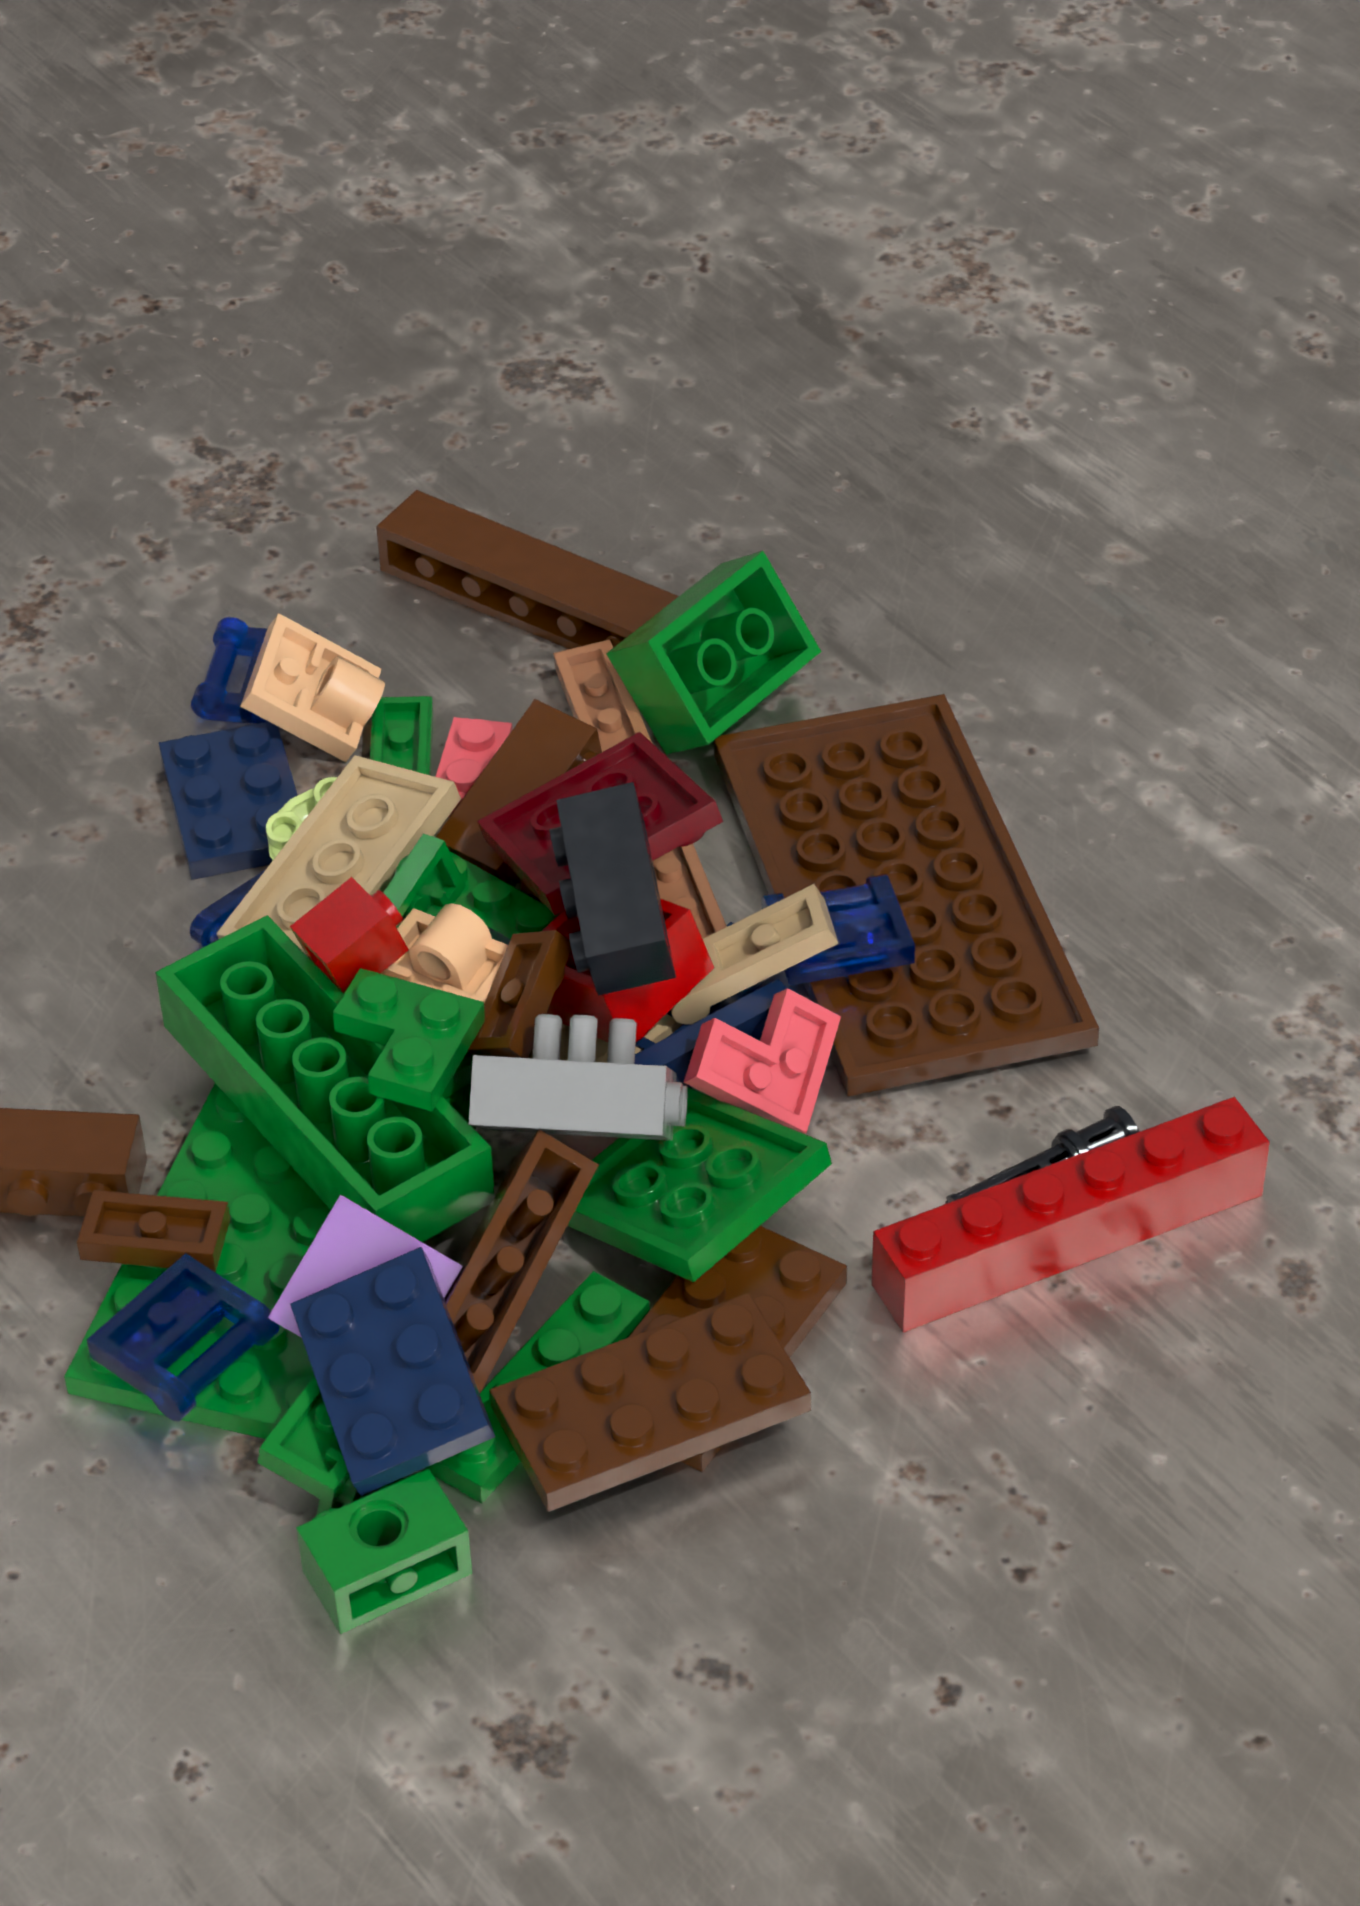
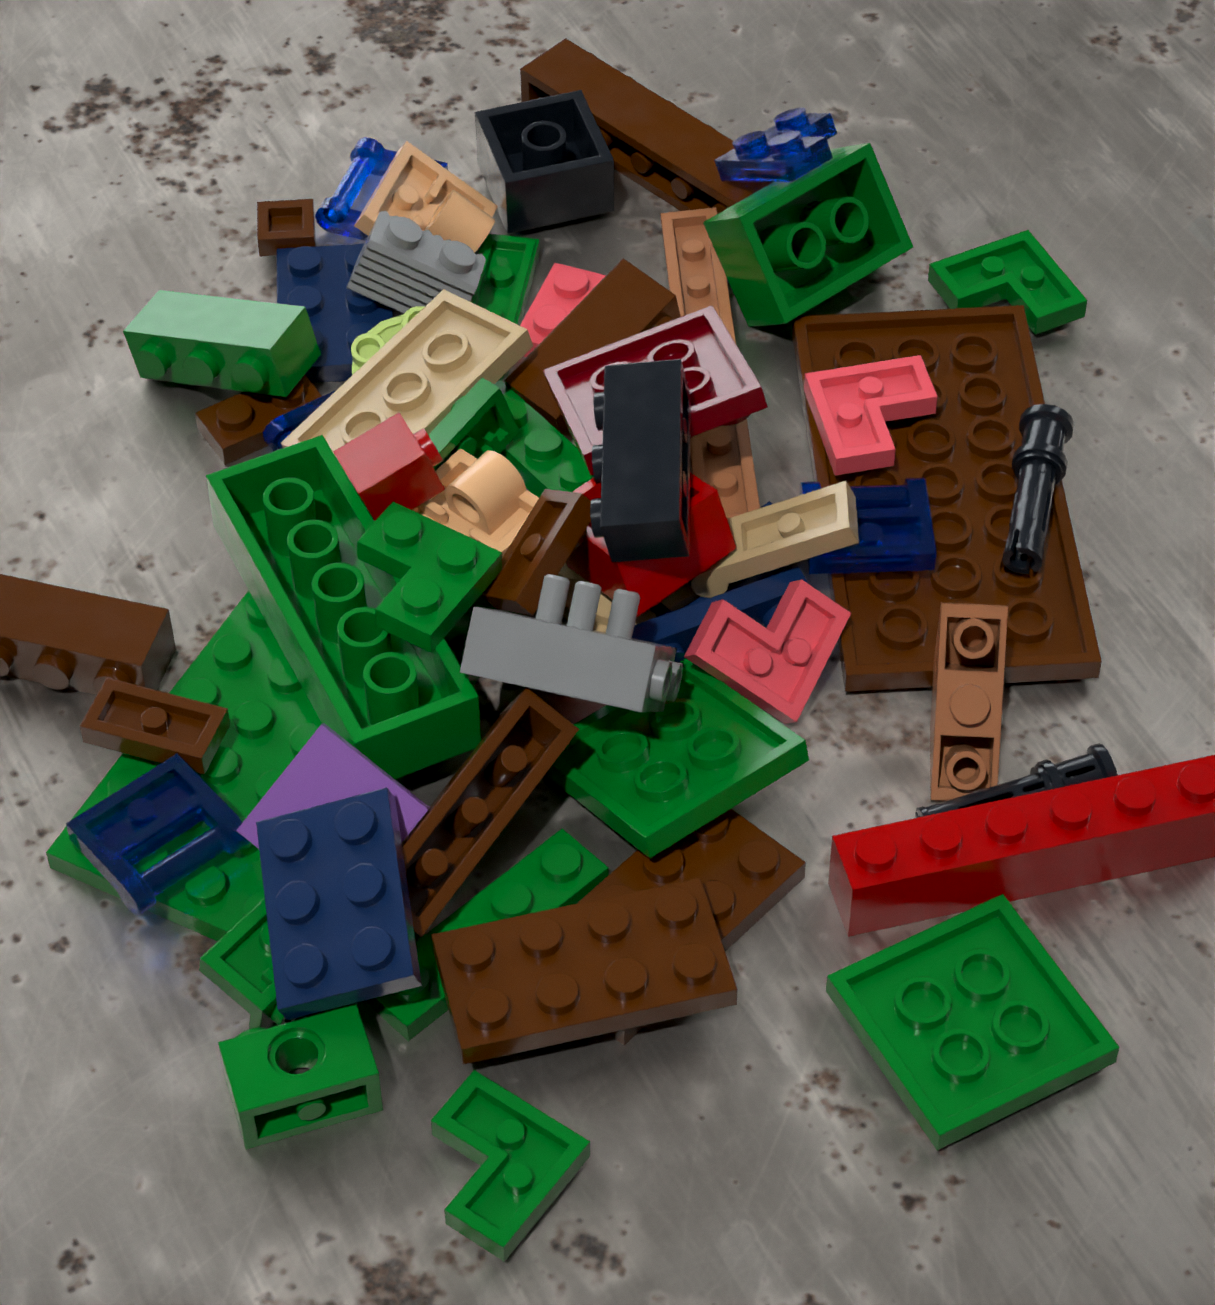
camera: 10 degrees right, 5 degrees up
(128, 842) = (222, 342): none -> green brick
(162, 717) = (285, 225): none -> reddish brown plate
(162, 922) = (238, 423): none -> reddish brown plate
(310, 739) = (411, 266): none -> light grey brick
(422, 616) = (544, 161): none -> black brick
(627, 1597) = (521, 1161): none -> green plate
(671, 573) = (781, 152): none -> clear blue plate
(801, 812) = (858, 400): none -> coral plate
(928, 662) = (1011, 270): none -> green plate
(975, 1081) = (967, 699): none -> nougat slope
(997, 849) = (1038, 467): none -> black pin
(1045, 1390) = (971, 1021): none -> green plate

